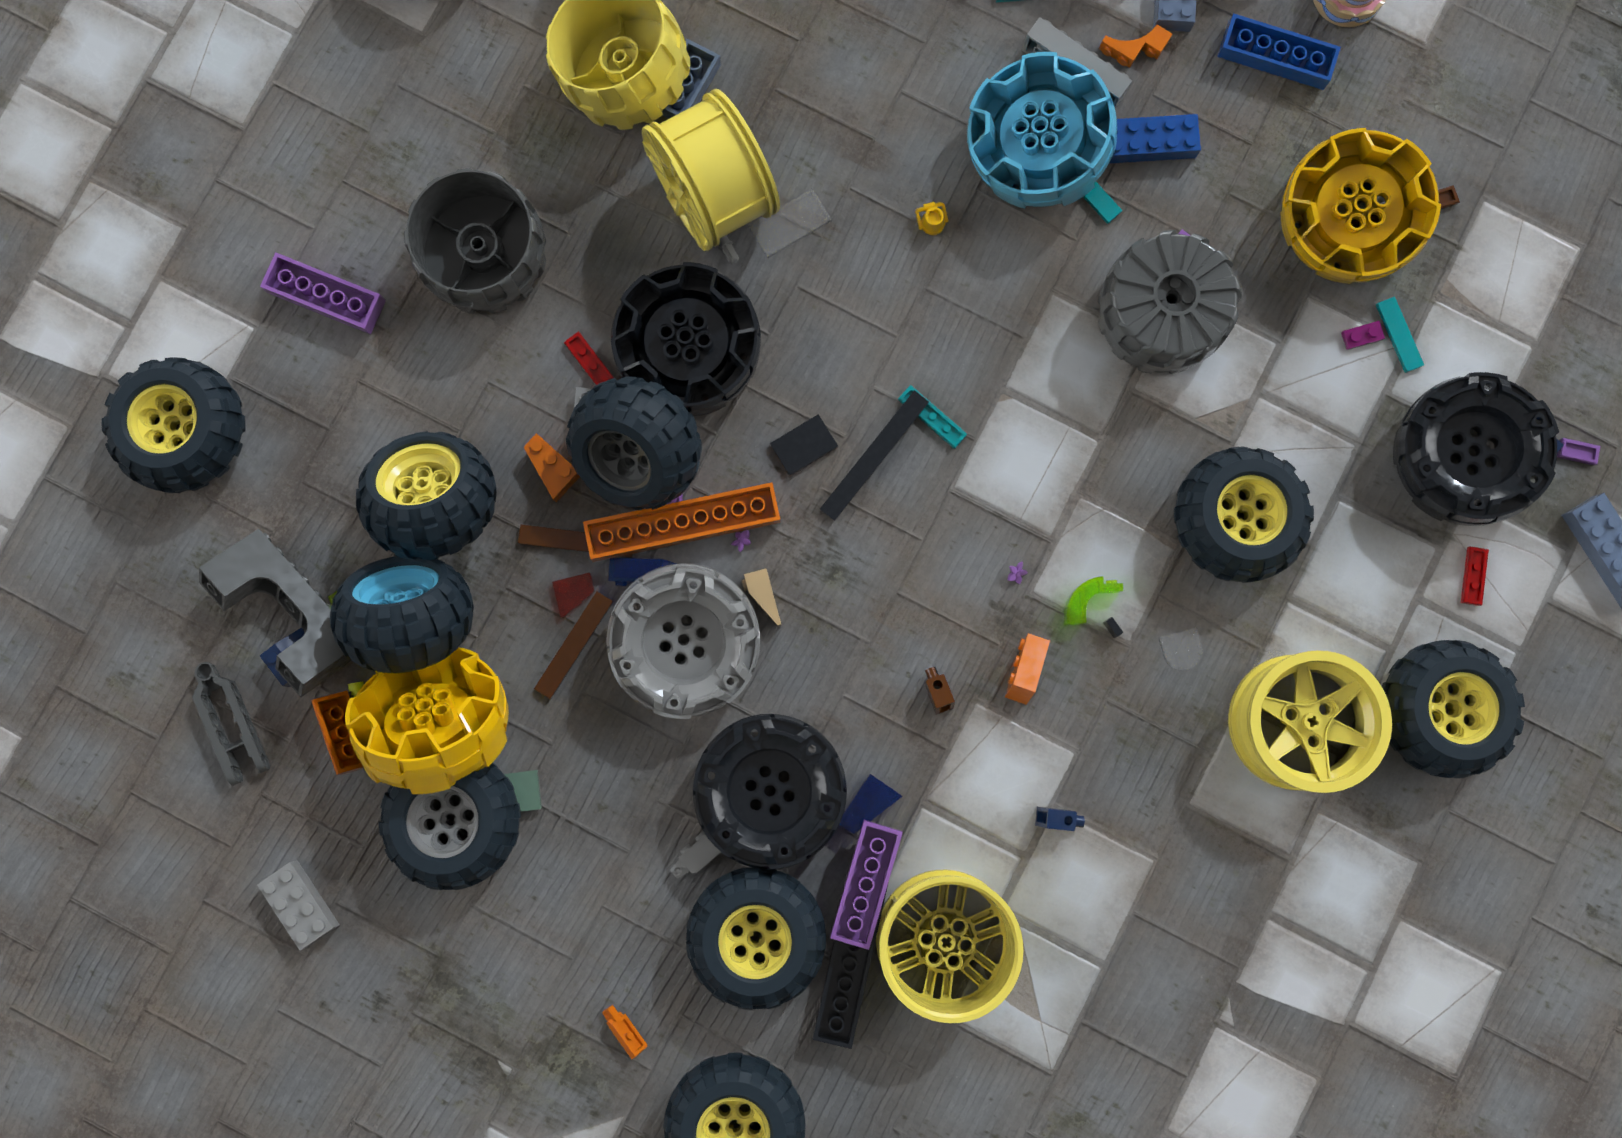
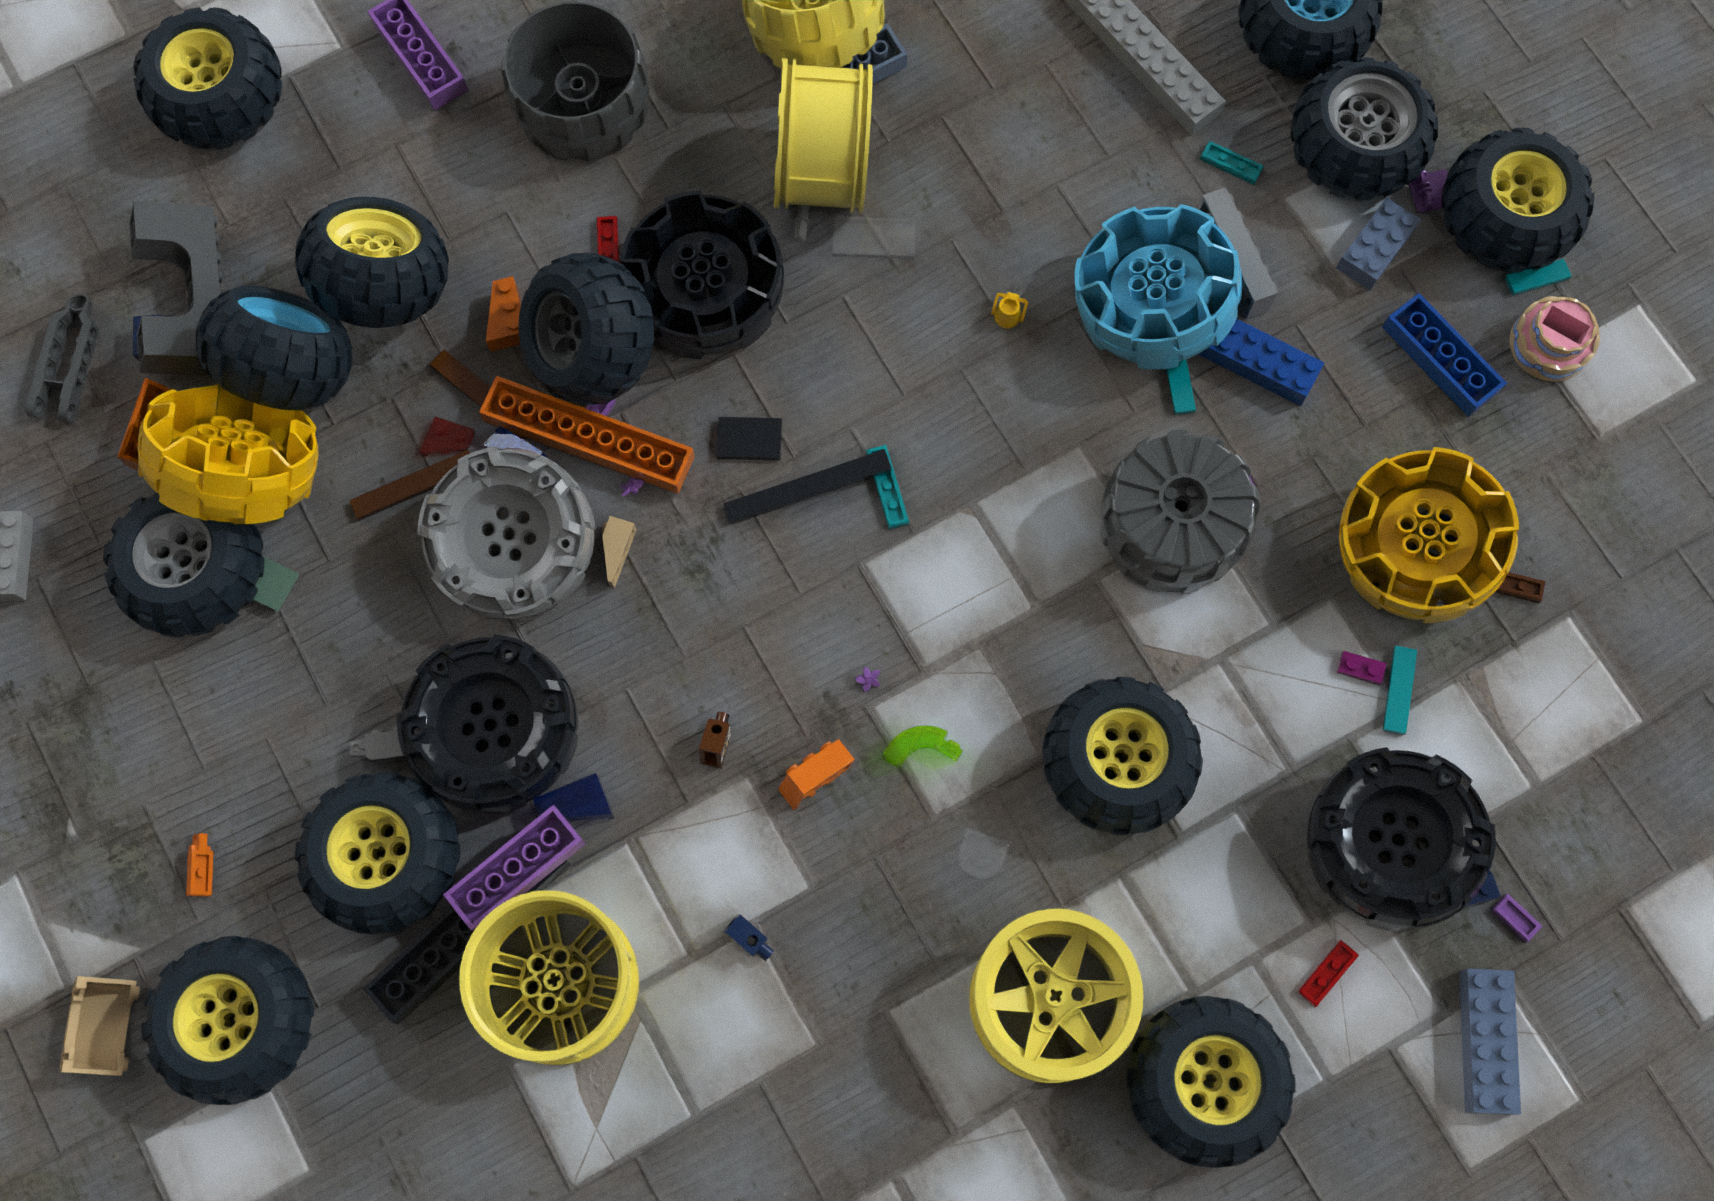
camera: 35 degrees right, 10 degrees down
(1113, 627) = (926, 788): black tile -> none
(1127, 51) = (1296, 272): orange arch -> none

